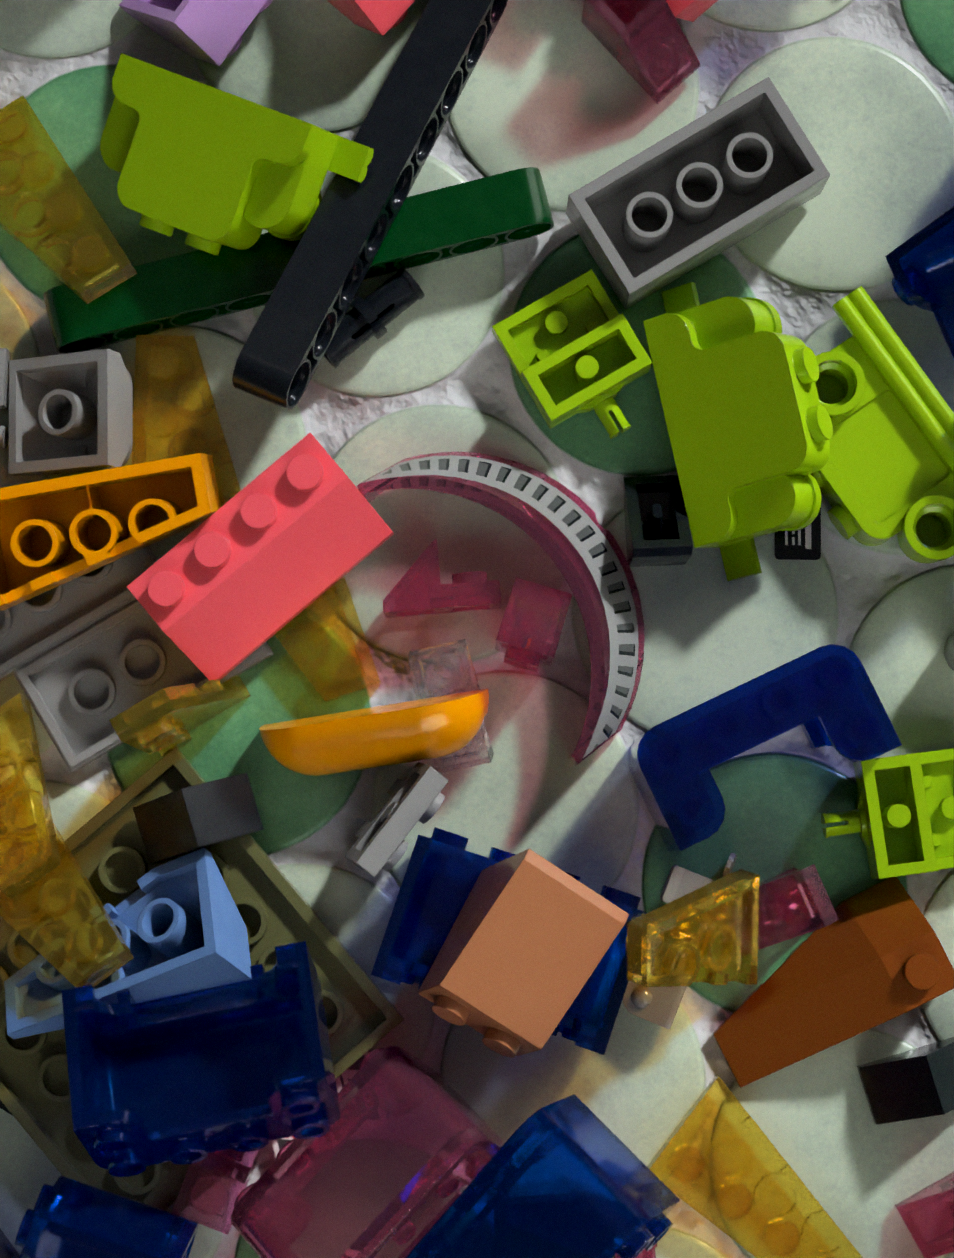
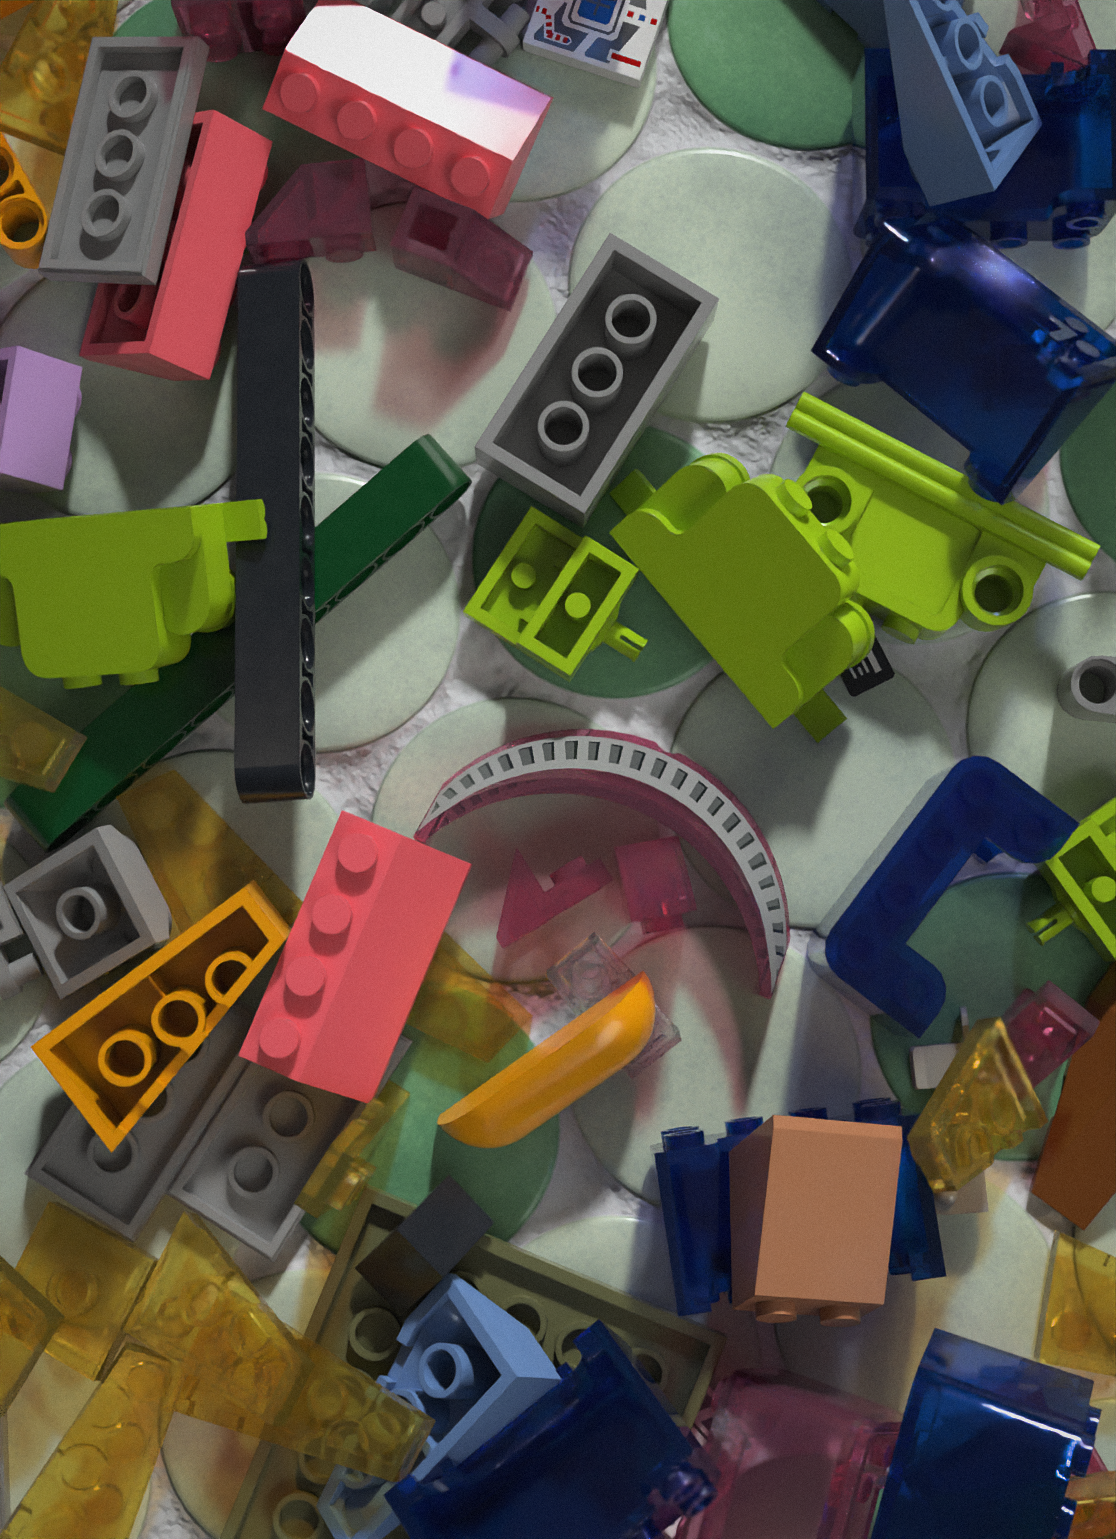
camera: 30 degrees left, 0 degrees up
(372, 314) = (340, 657): black pin -> none
(411, 800) = (616, 1170): light grey plate -> none
(656, 522) = (720, 720): black slope -> none

